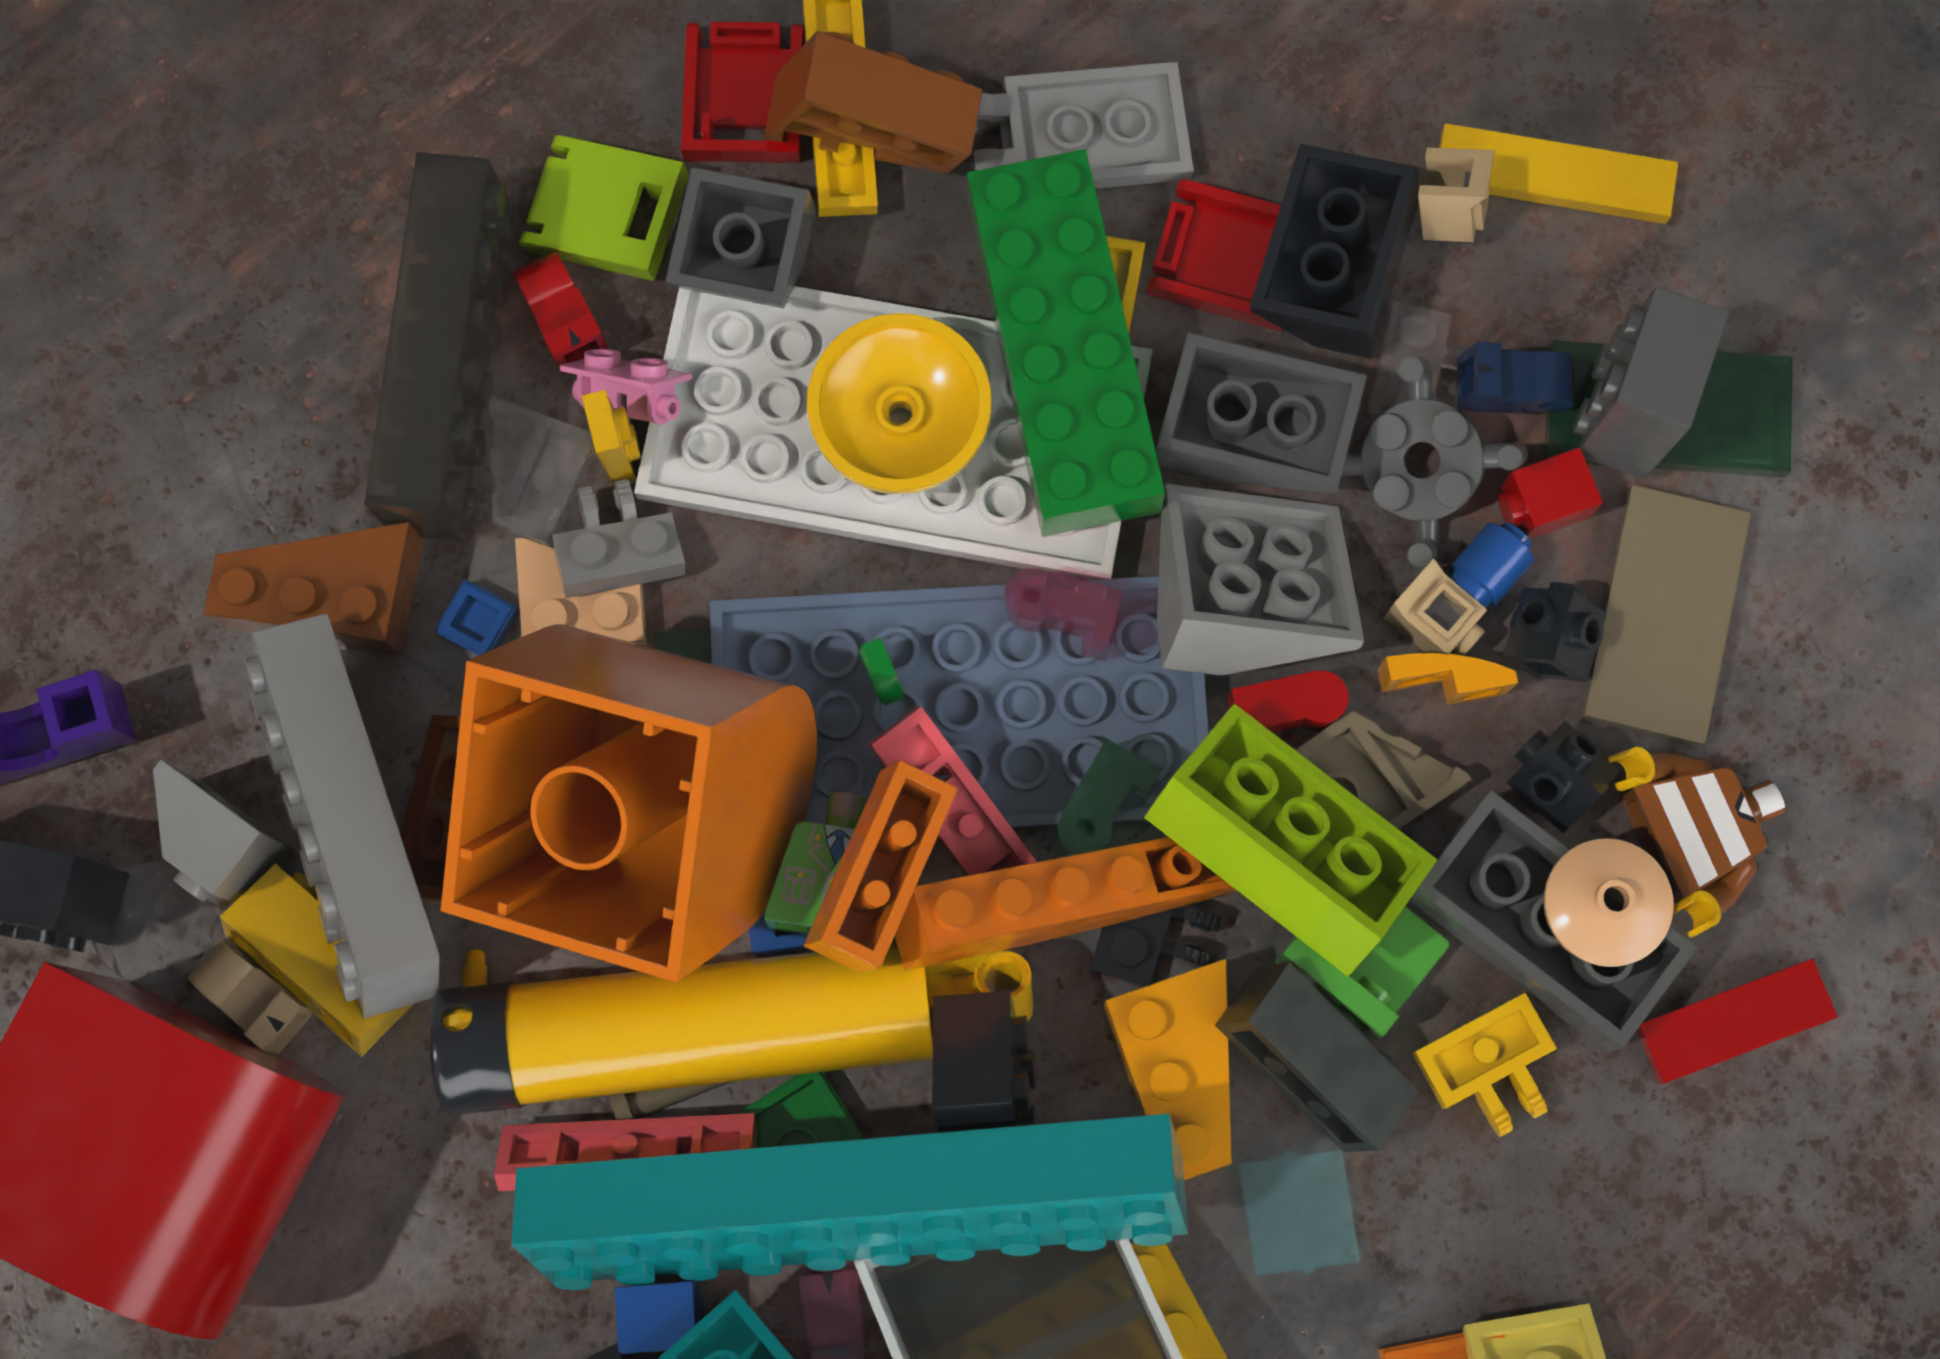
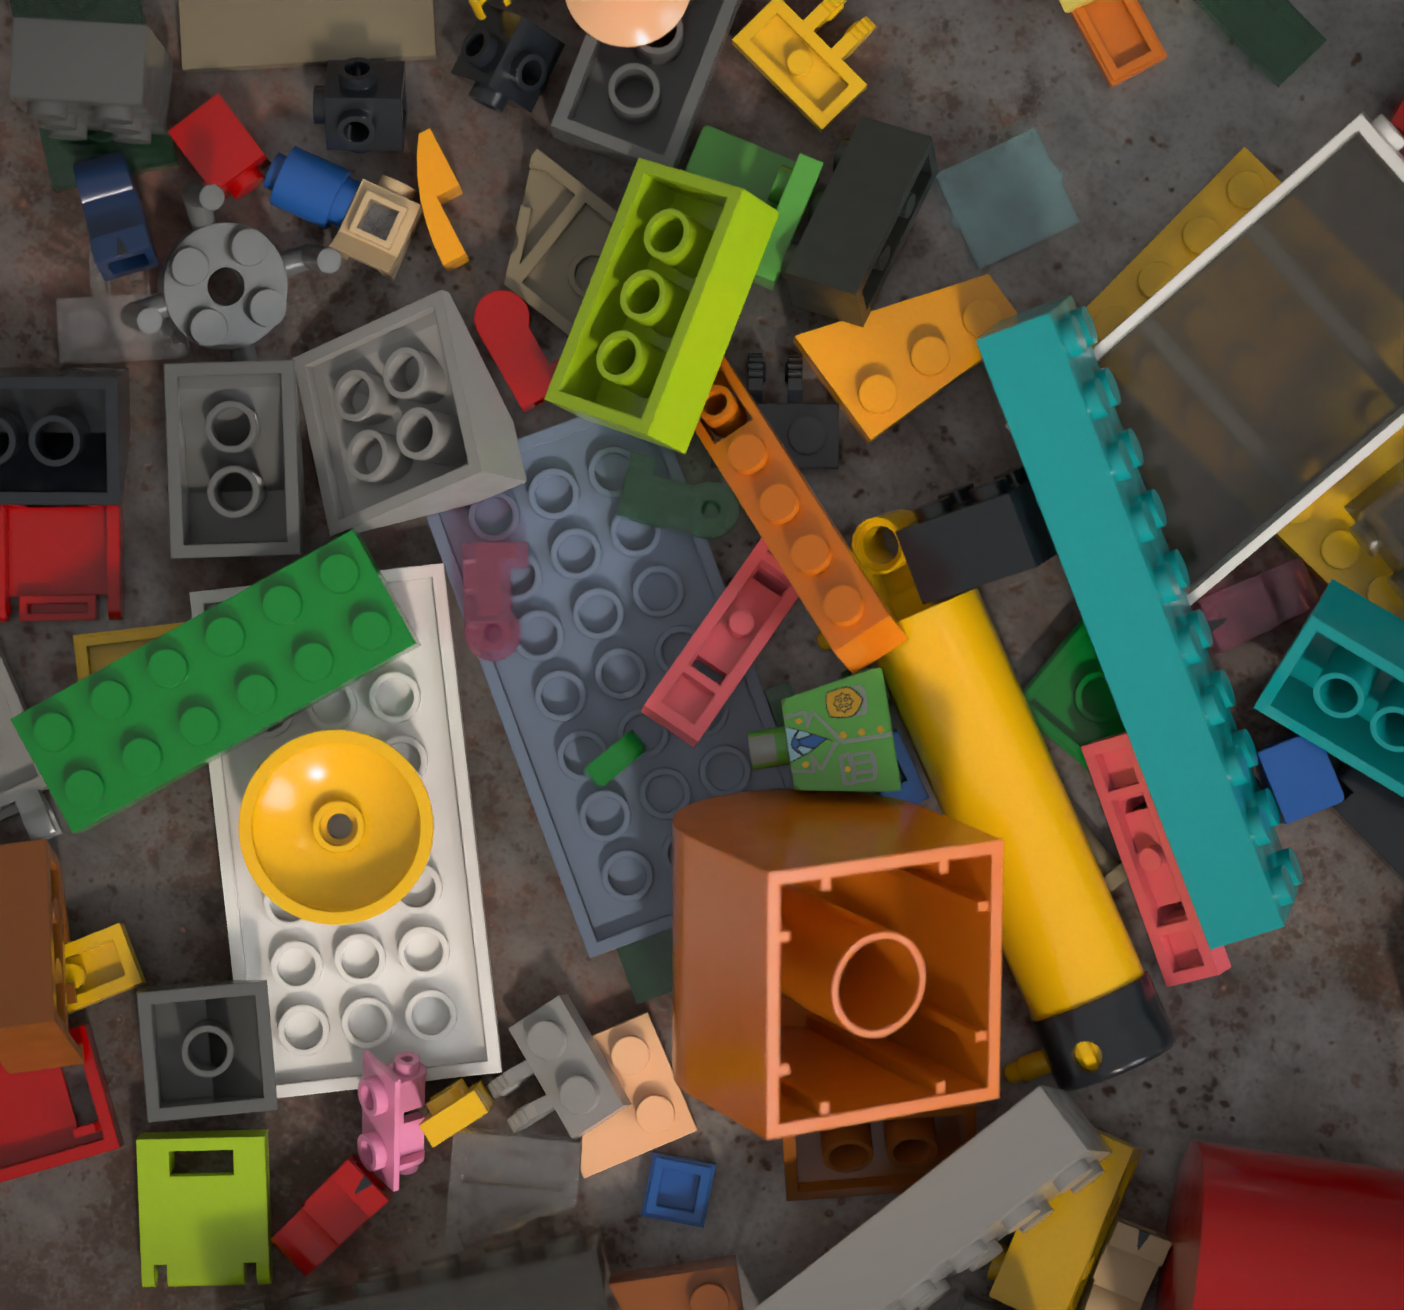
camera: 110 degrees left, 10 degrees up
(880, 867) = (822, 688): orange brick -> none

